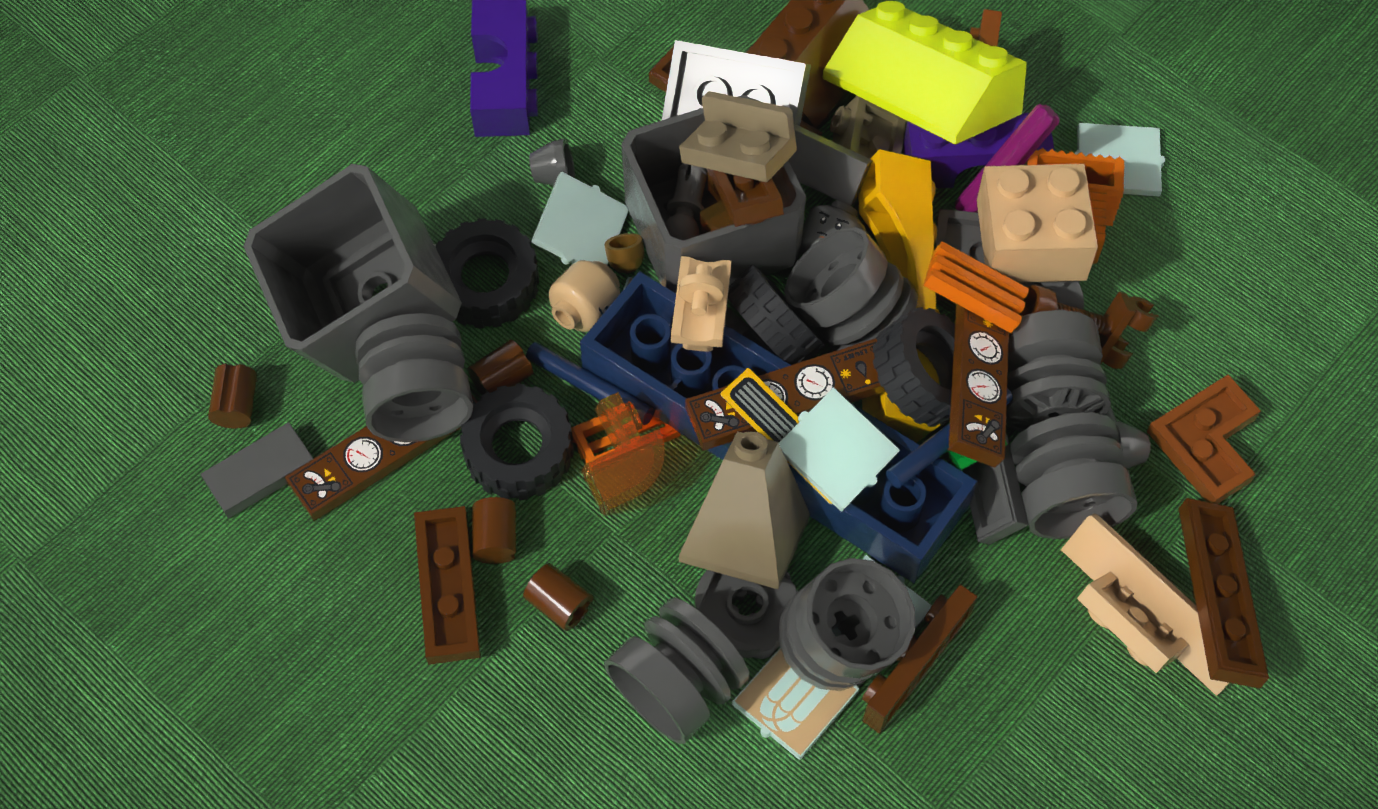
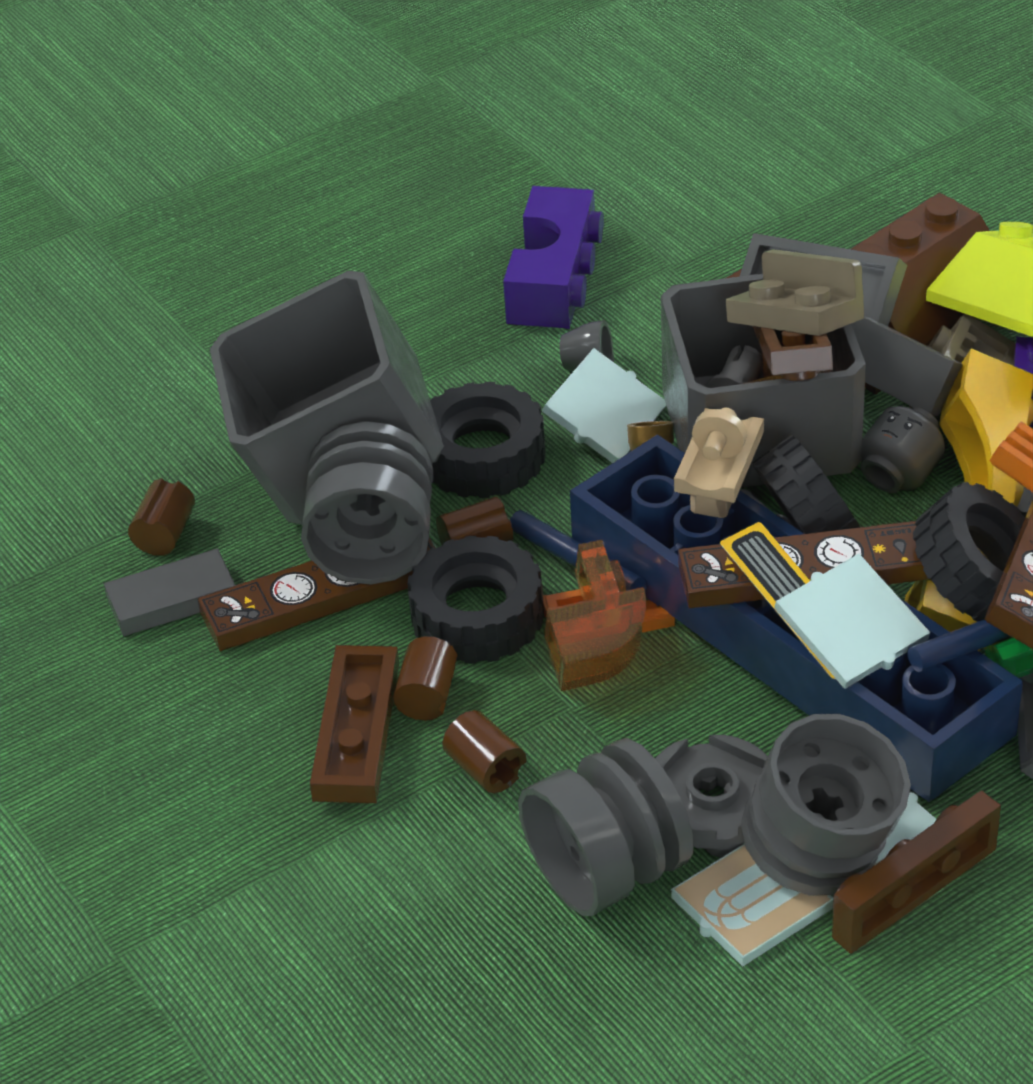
camera: 15 degrees right, 20 degrees down
(583, 294) = (582, 458): tan head -> none
(749, 515) = (730, 674): dark tan slope -> none
(848, 289) = (900, 470): dark grey wheel -> none

